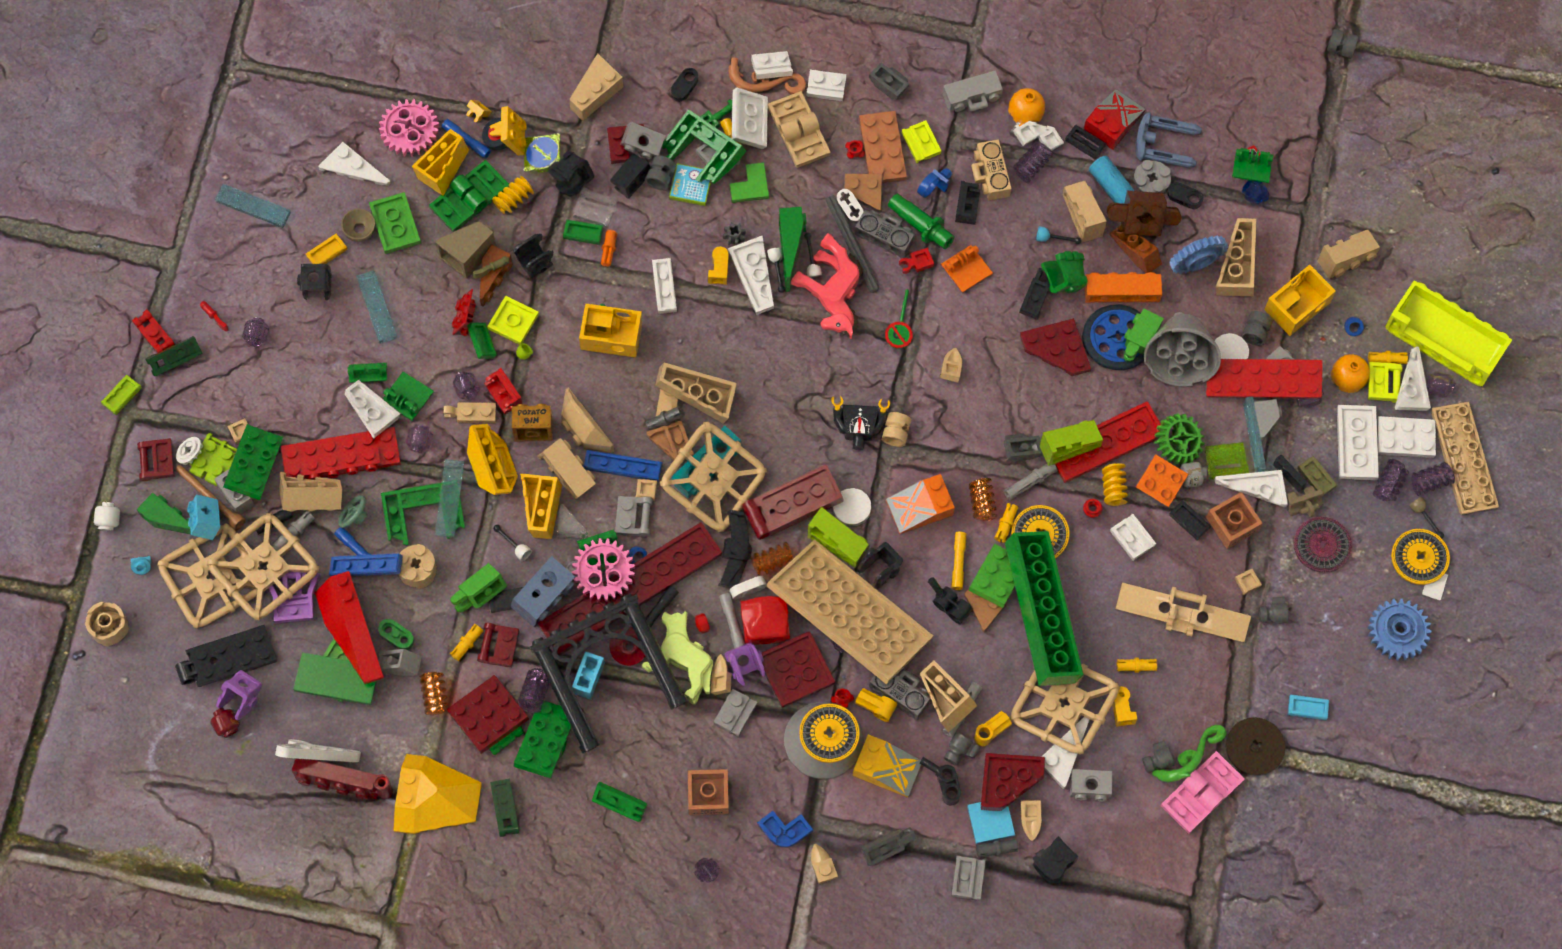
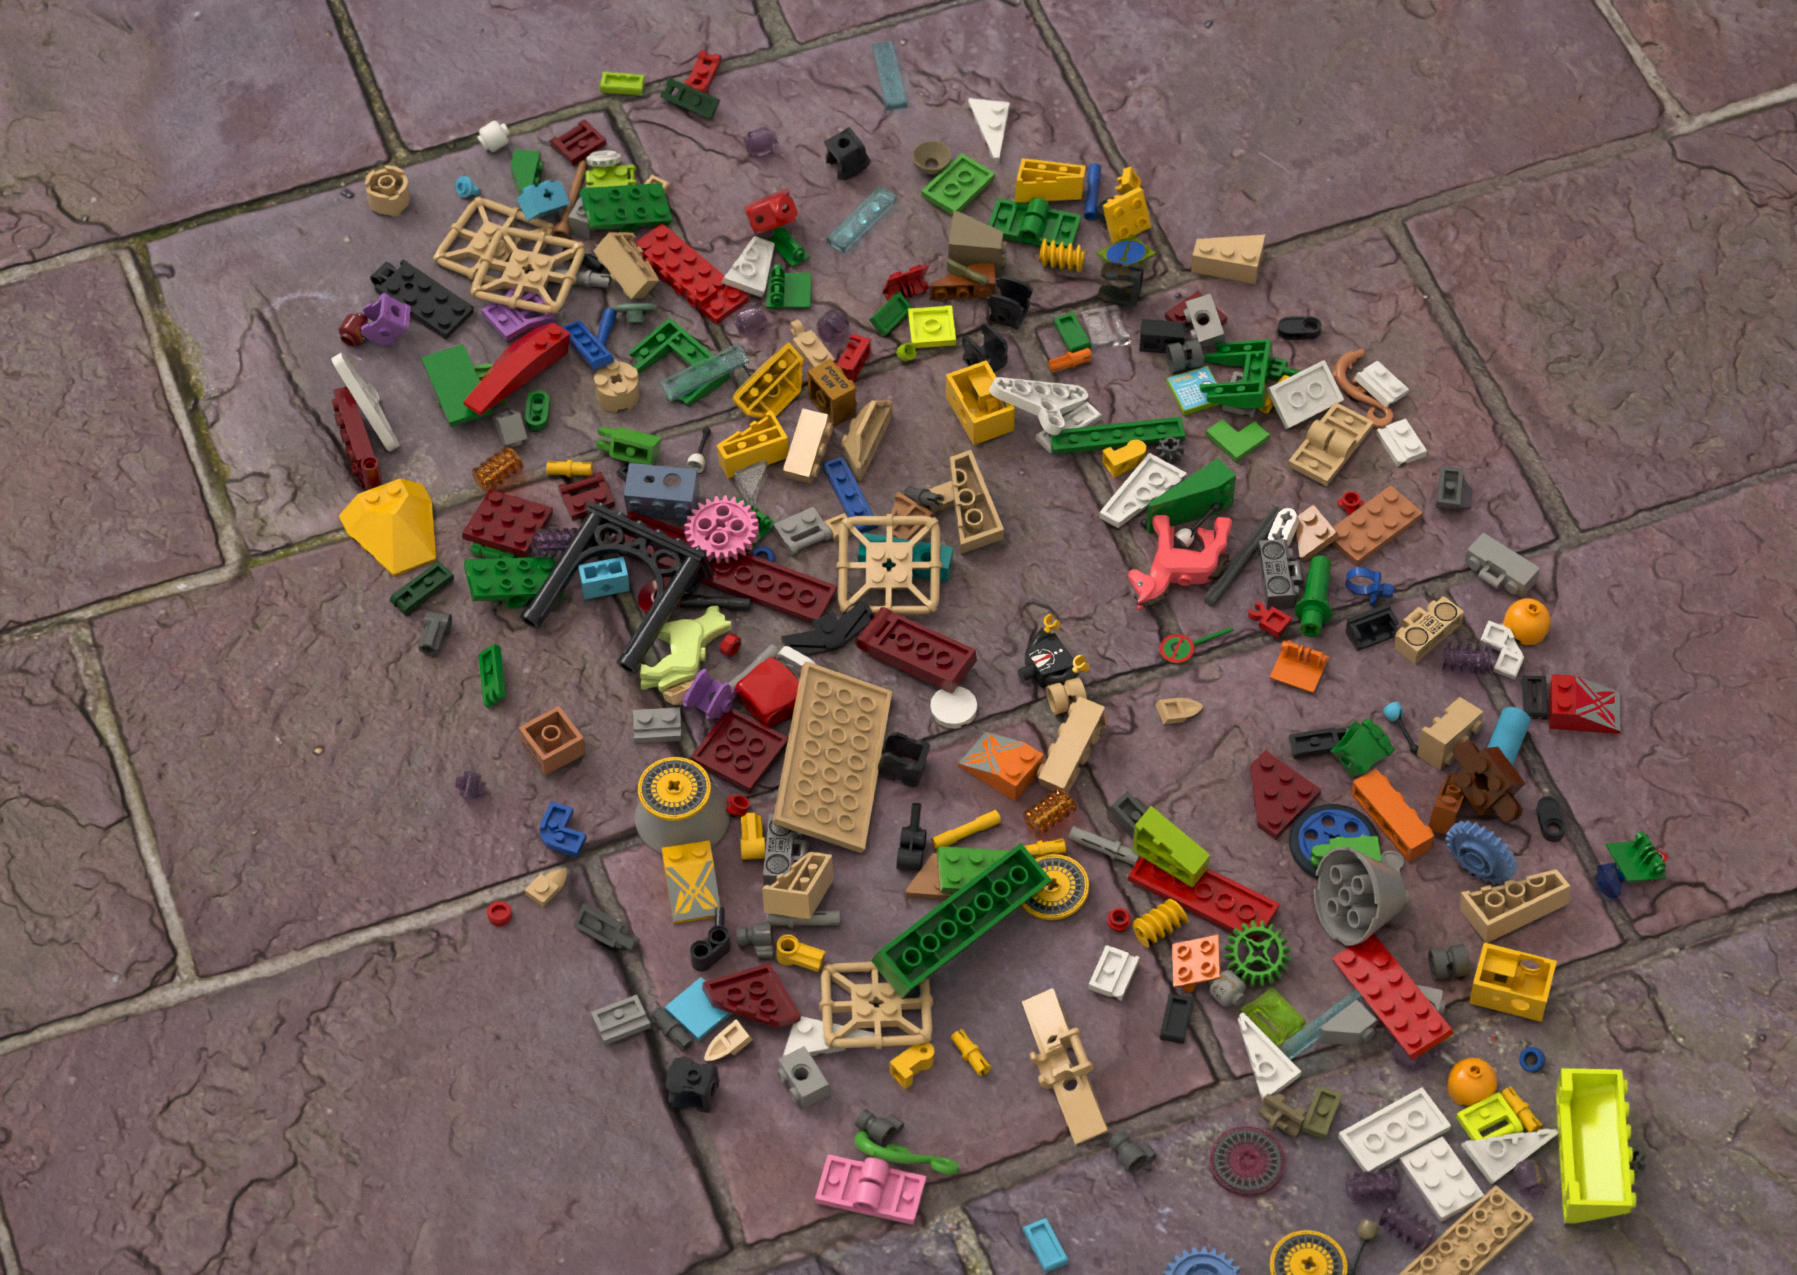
camera: 60 degrees right, 15 degrees down
(213, 314) = (755, 106): red piece -> none
(327, 250) = (888, 152): yellow tile -> none
(333, 364) = (768, 212): none -> red piece
(409, 127) = (1080, 139): bright pink gear -> none
(547, 816) = (435, 627): none -> dark grey piece
(565, 298) = (993, 348): none -> black piece
(640, 295) = (1033, 402): none -> white beam
(698, 259) = (1116, 435): none -> green plate
(772, 558) = (835, 661): clear orange piece -> none
(825, 911) = (499, 913): none -> red tile
(837, 538) = (906, 700): lime wedge -> none
(921, 141) = (1407, 552): neon yellow plate -> none
(942, 451) = (1072, 745): none -> tan wedge
(1154, 168) = (1549, 767): light grey plate -> none
(1156, 309) = (1392, 859): none -> light grey piece
(1164, 123) = (1586, 742): sand blue piece -> none
(1232, 346) = (1407, 951): white tile -> none
(1234, 520) = (1204, 1054): nougat brick -> none
(1248, 581) = (1148, 1111): tan tile -> none
(1262, 733) = (962, 1233): dark brown piece -> none
(1290, 473) = (1304, 1082): black tile -> none
(1348, 254) = (1610, 1004): tan wedge -> none

